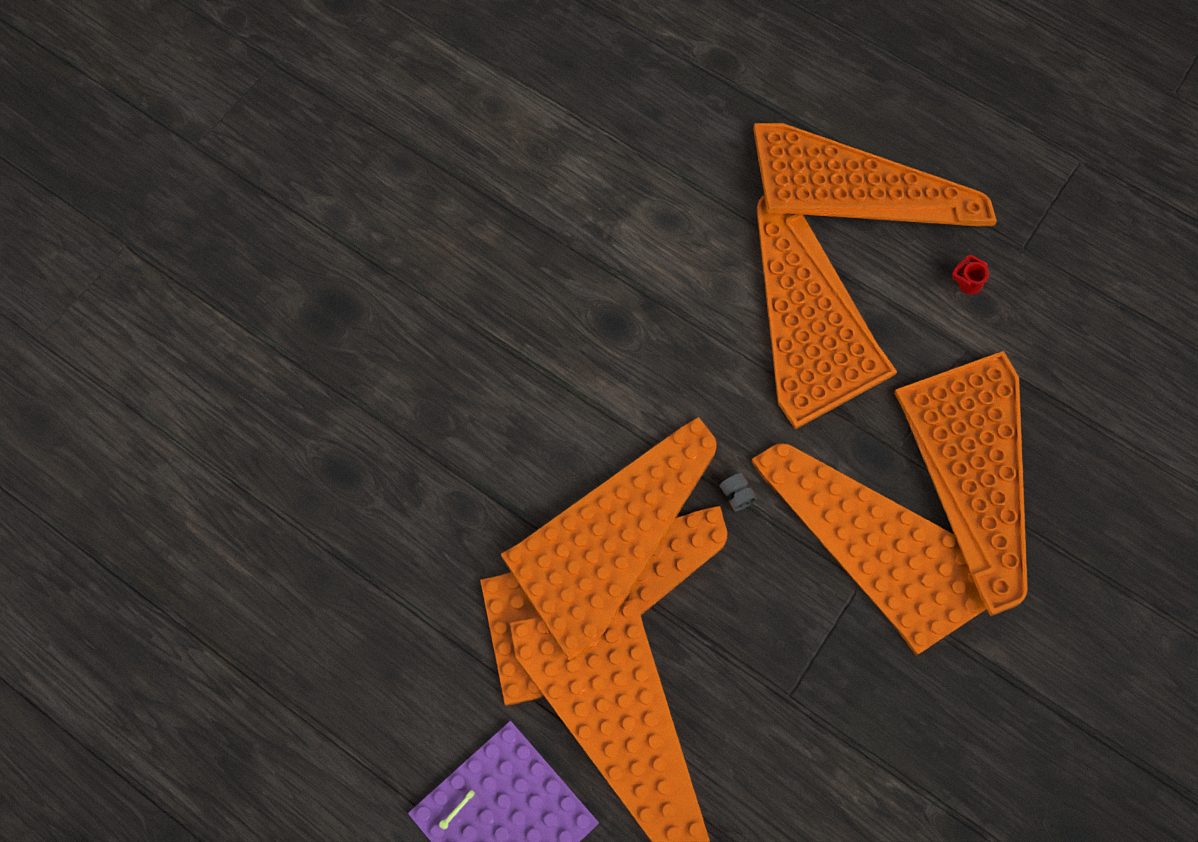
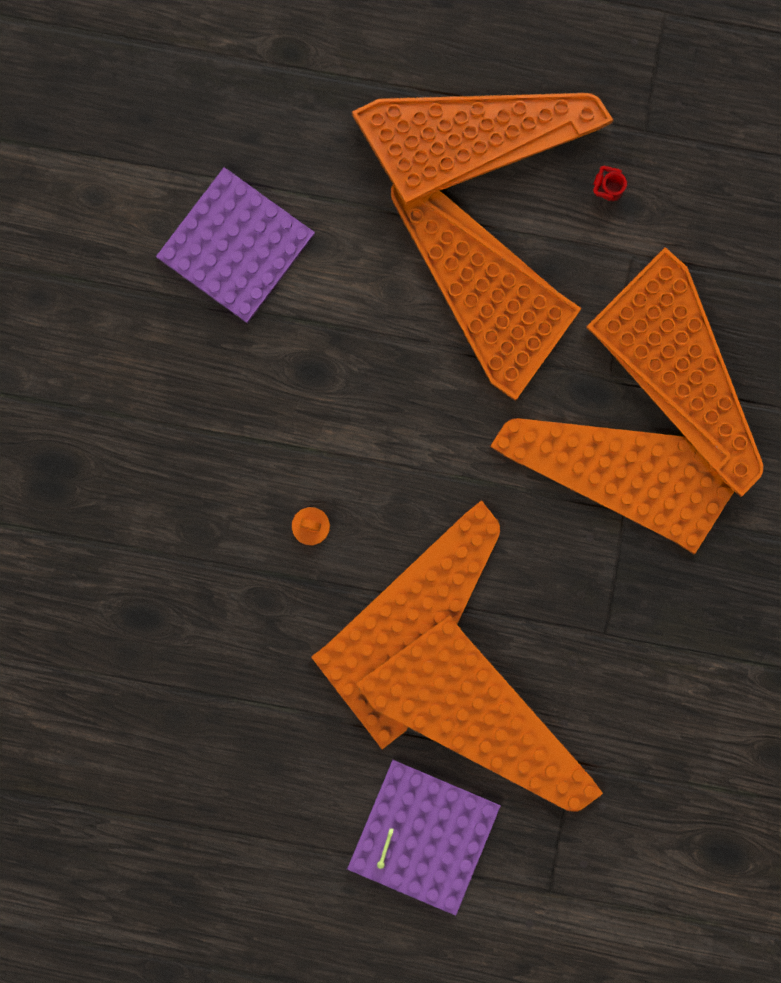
camera: 30 degrees left, 15 degrees up
(542, 458) = (310, 526): none -> orange tile
(596, 191) = (235, 245): none -> medium lavender plate
(596, 549) = (397, 587): orange wing -> none
(739, 494) = (492, 482): dark grey wheel -> none

